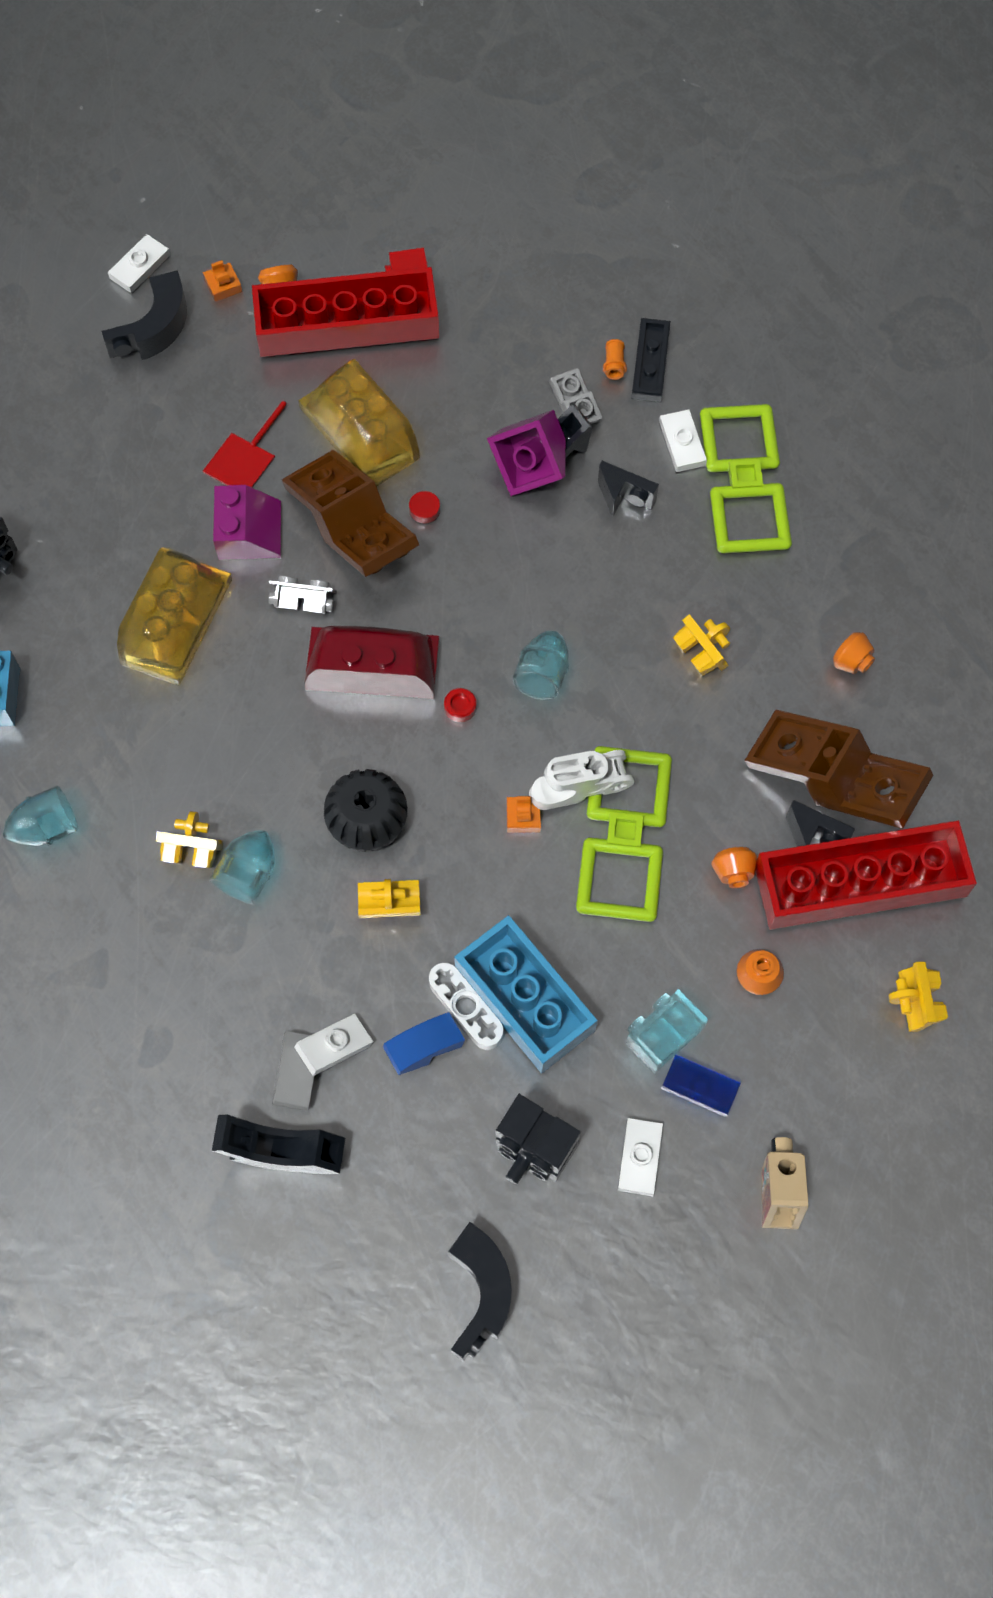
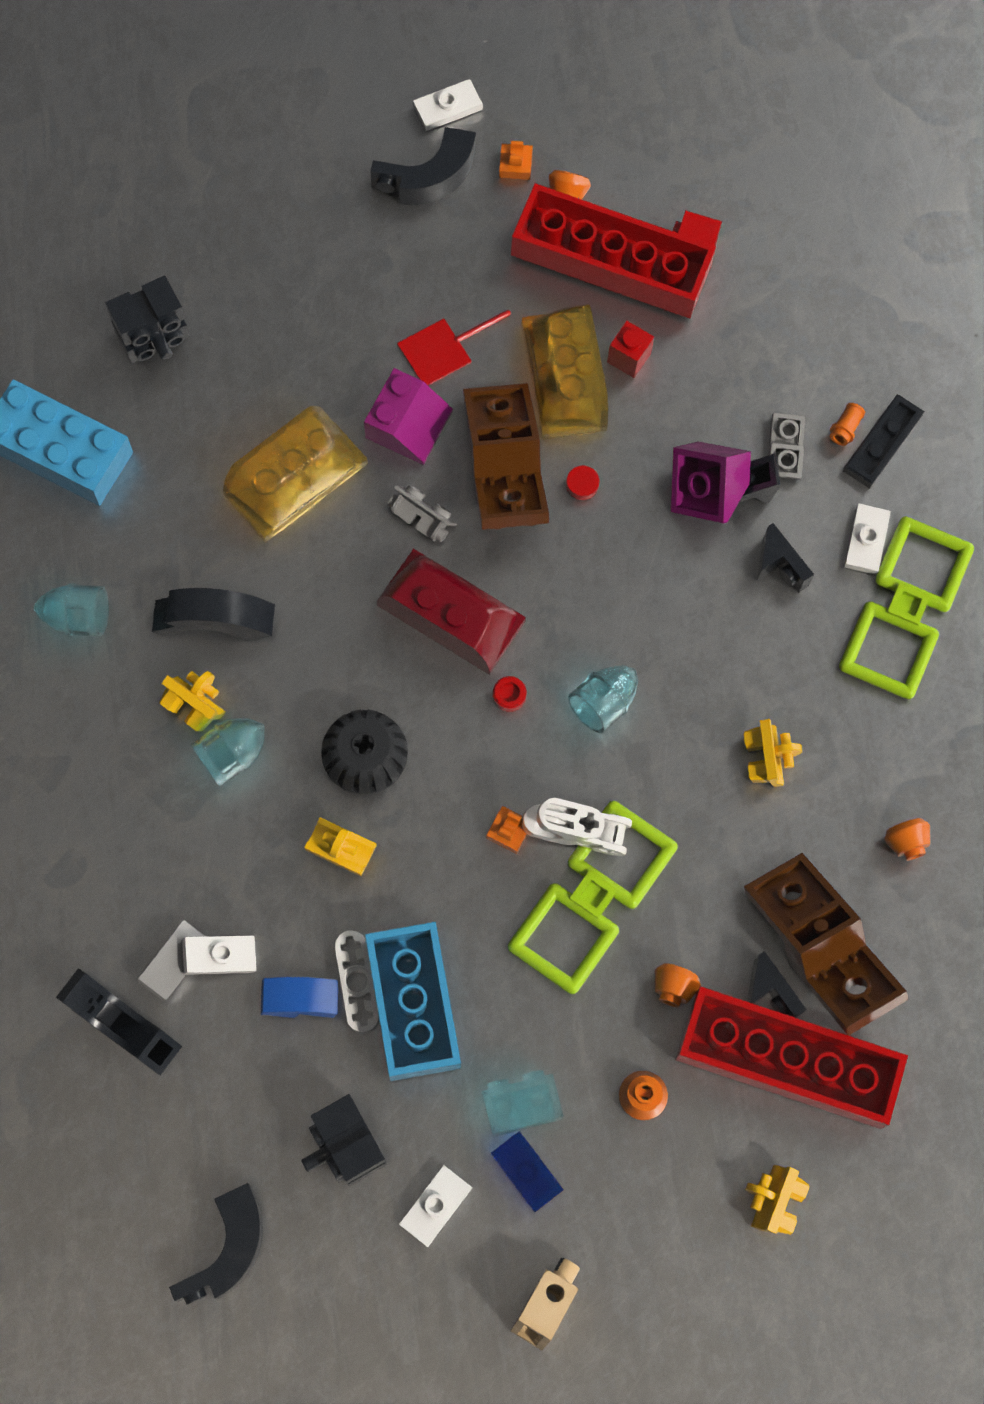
camera: 25 degrees right, 5 degrees up
(165, 757) = (214, 610): none -> black arch
(404, 382) = (630, 349): none -> red brick

